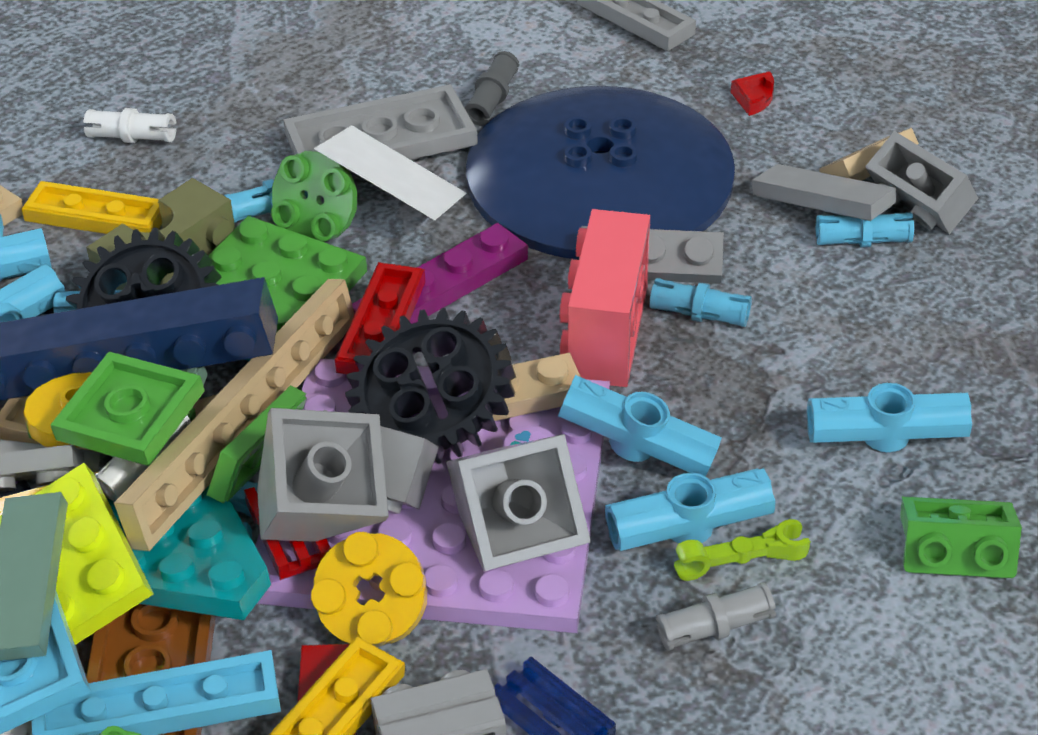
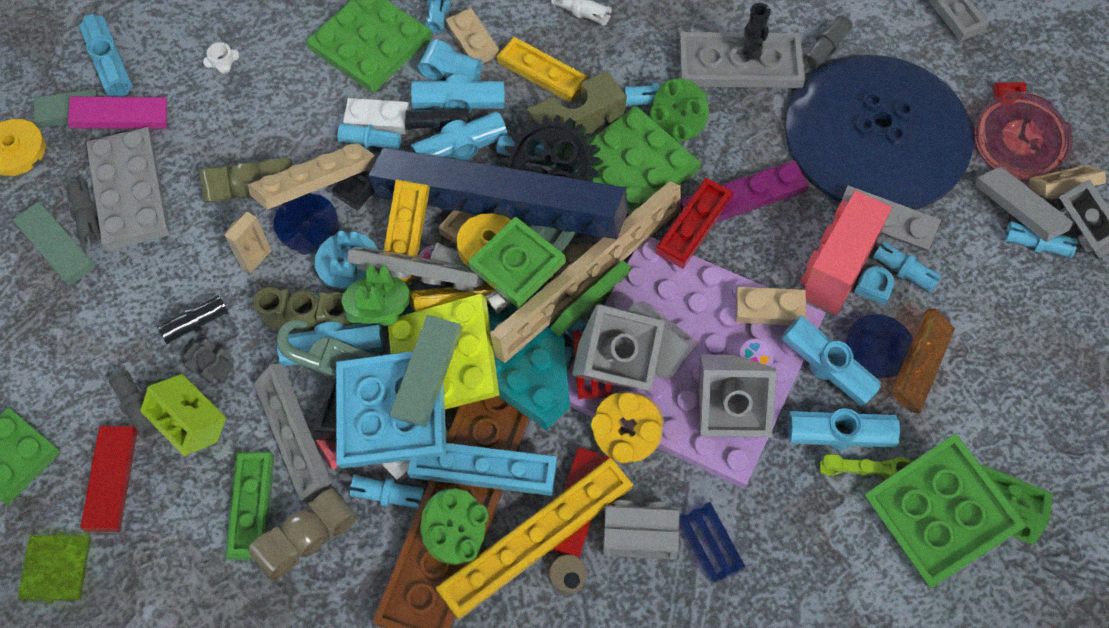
camera: 20 degrees right, 20 degrees up
(389, 80) = (756, 31): none -> black pin
(391, 172) = (736, 104): white sticker -> none
(474, 365) = (738, 288): black gear -> none
(666, 335) = (875, 284): none -> medium azure tile
(706, 397) = (894, 344): none -> clear blue plate
(716, 616) = (832, 512): light grey pin -> none
(767, 400) = (923, 361): none -> clear orange tile
(790, 124) = (1023, 135): none -> clear pink tile
(874, 557) = (945, 510): none -> bright green plate
(889, 417) = (1016, 409): medium azure piece -> none

